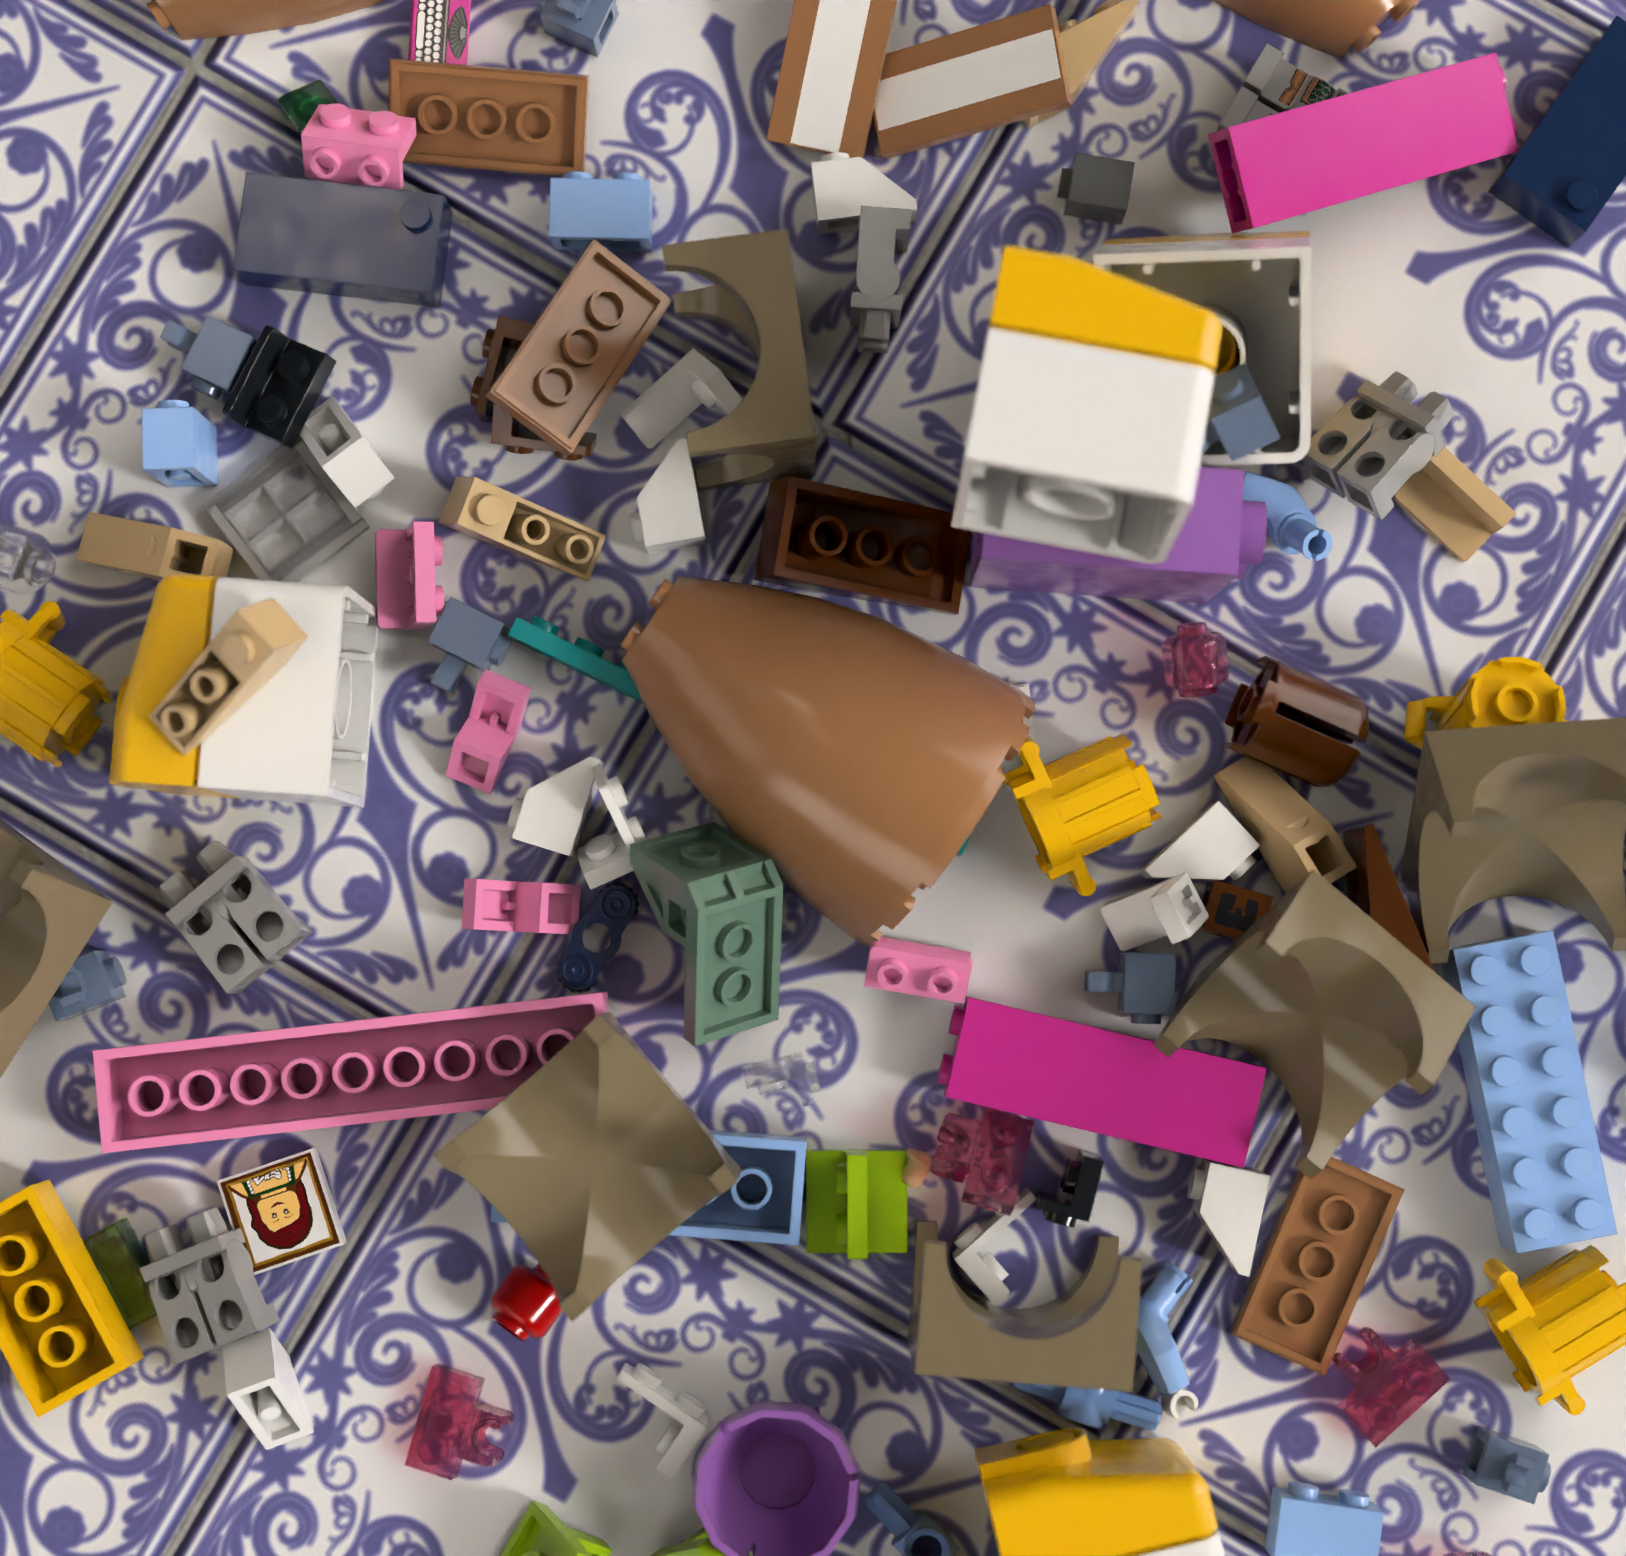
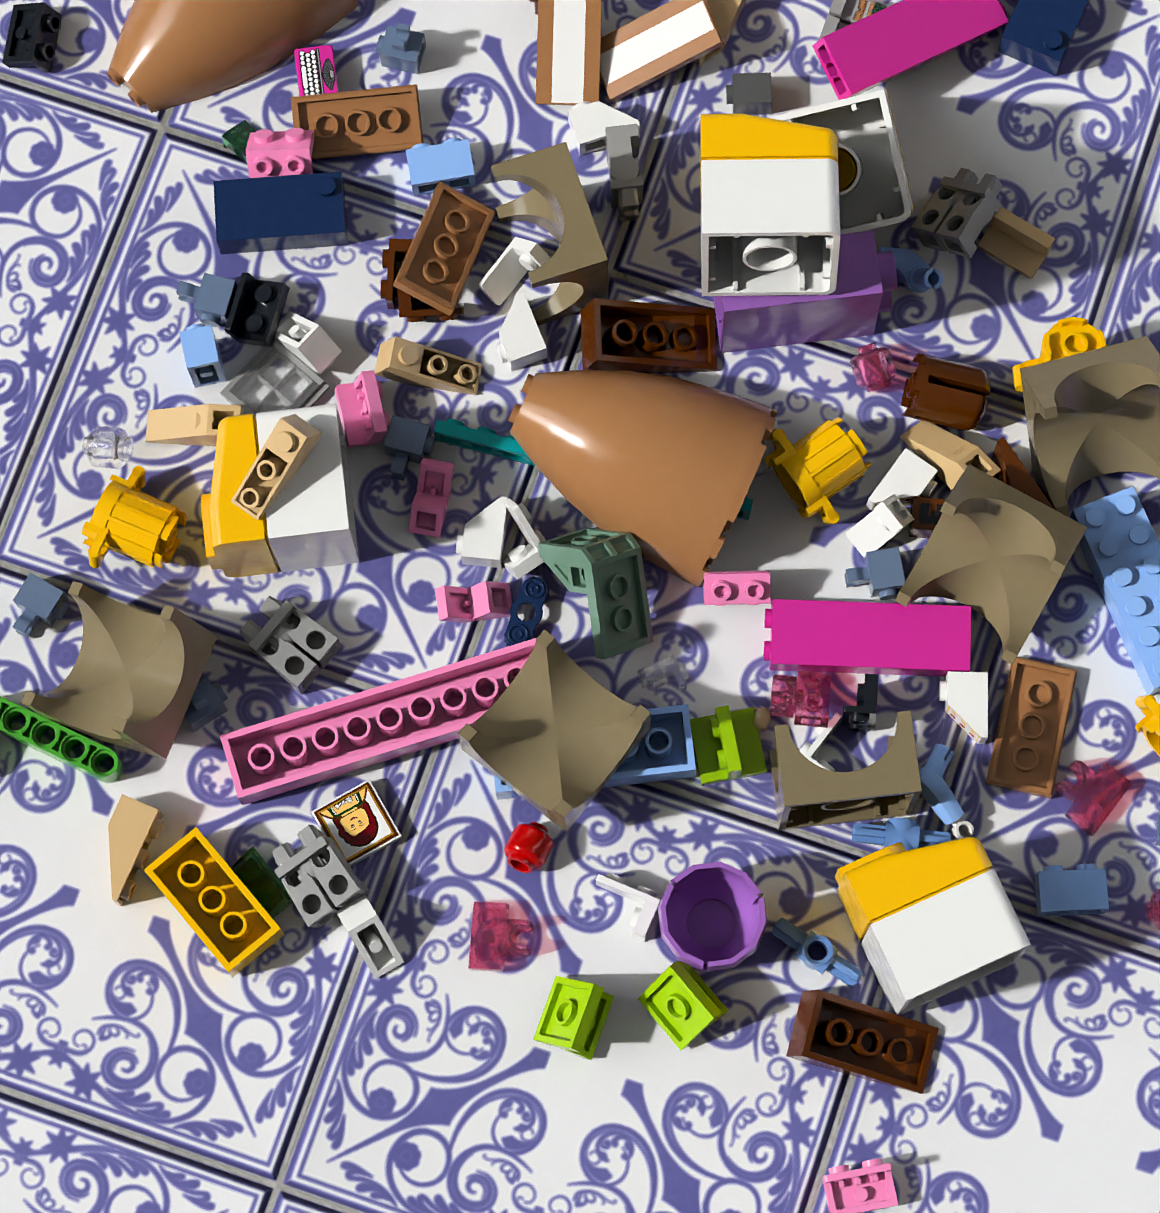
camera: 10 degrees left, 10 degrees down
(1238, 415) = (860, 199): sand blue brick -> none

